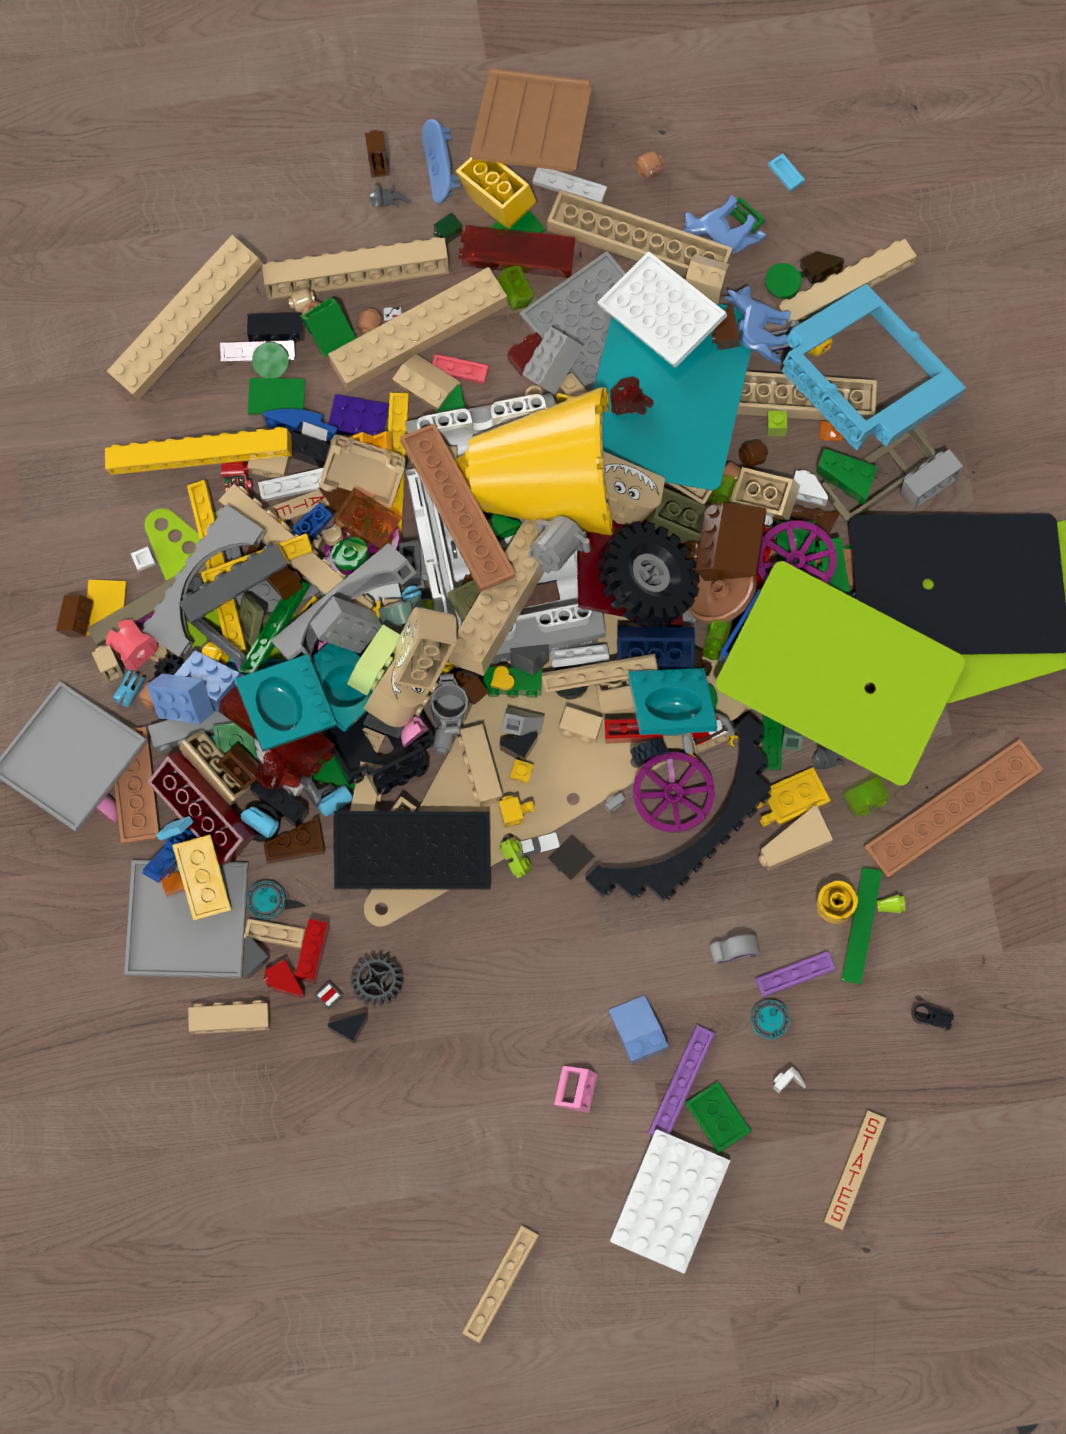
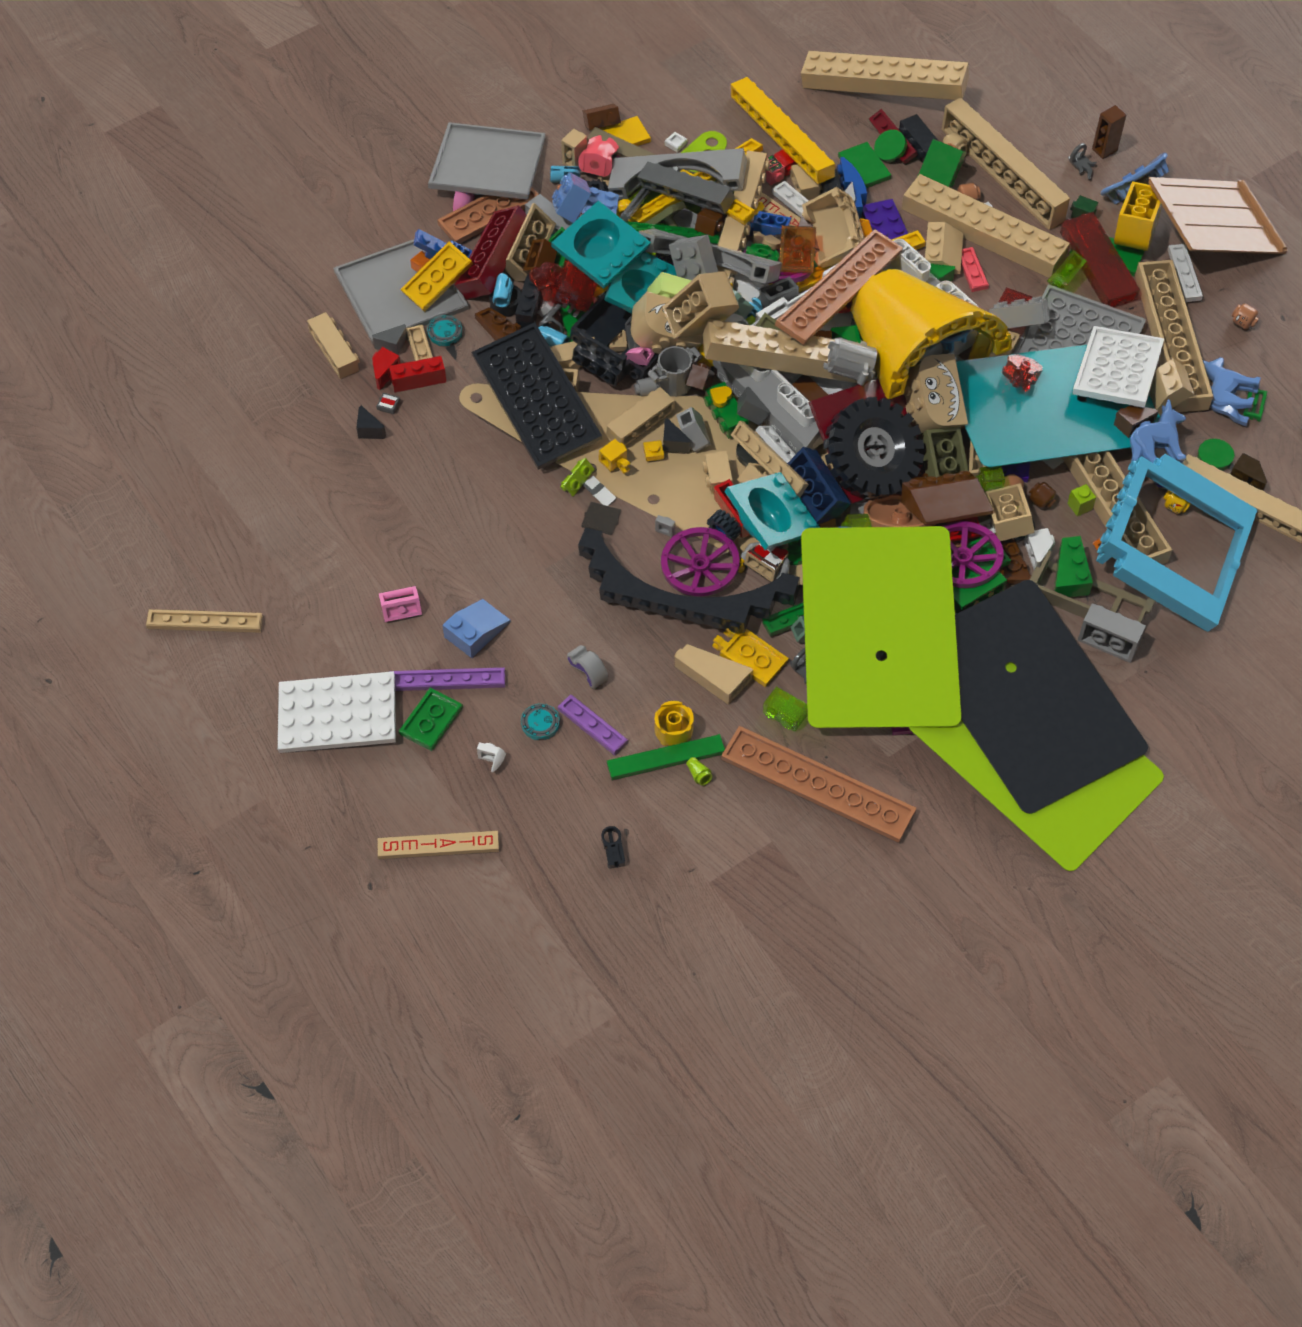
camera: 60 degrees right, 15 degrees down
(174, 828) = (466, 241): medium azure tile -> none
(368, 965) = (418, 432): dark grey gear -> none

